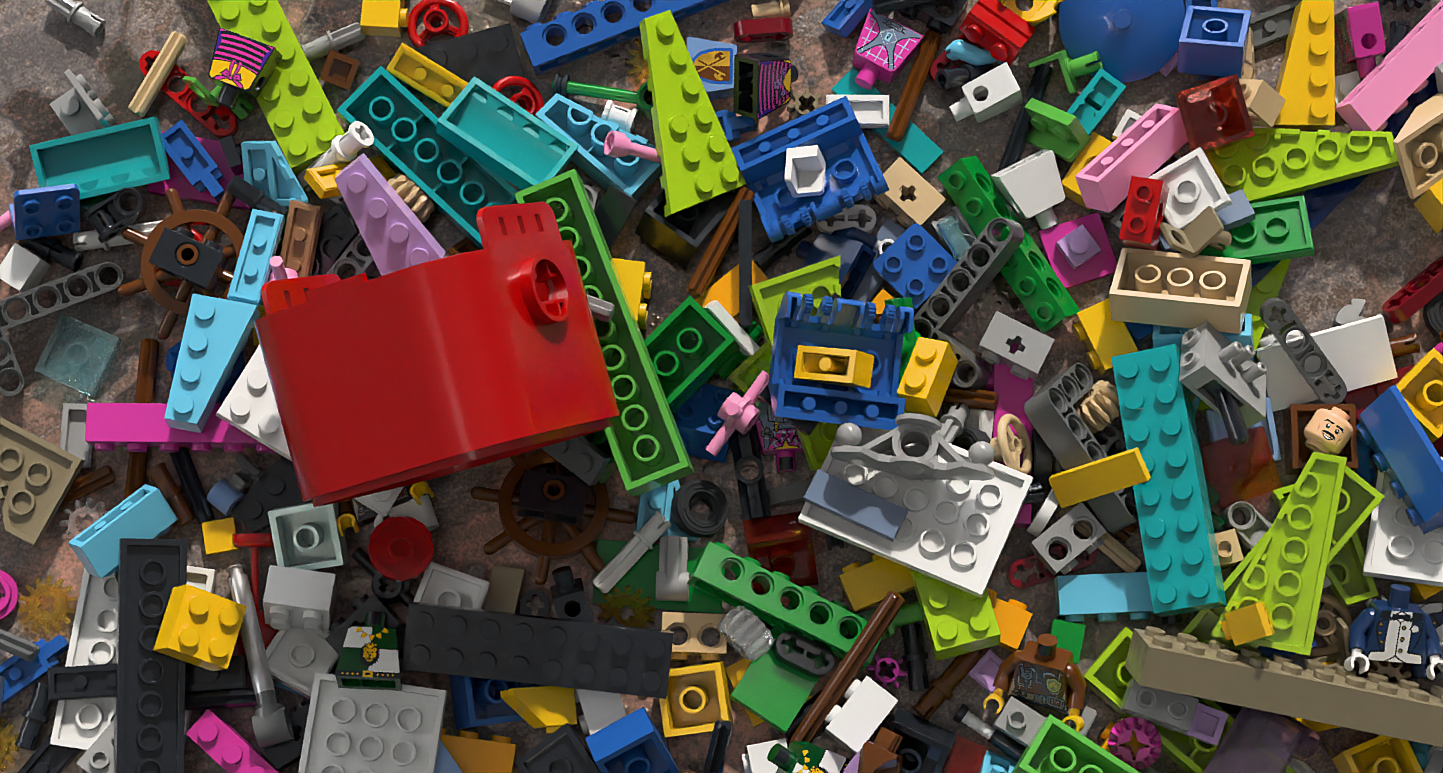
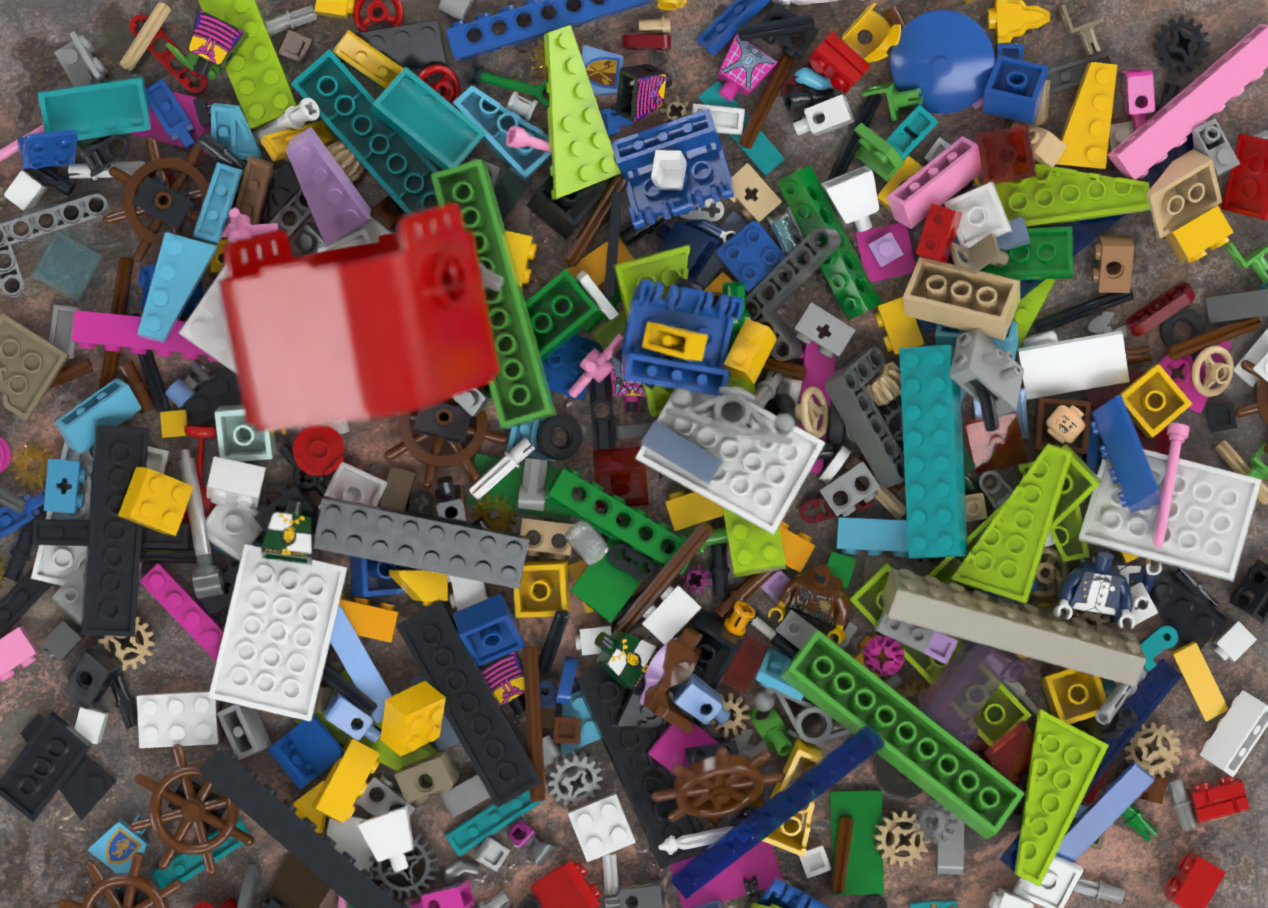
camera: 10 degrees right, 10 degrees up
(78, 606) = (59, 472): none -> dark azure brick
(950, 703) = (745, 616): none -> light orange bush
(1099, 477) = (878, 446): yellow tile -> none
(1247, 624) = (980, 575): yellow slope -> none
(1305, 349) = (1052, 357): dark grey beam -> none
(1336, 295) = (1082, 310): none -> black axle
(1367, 253) = (1116, 277): none -> medium nougat brick

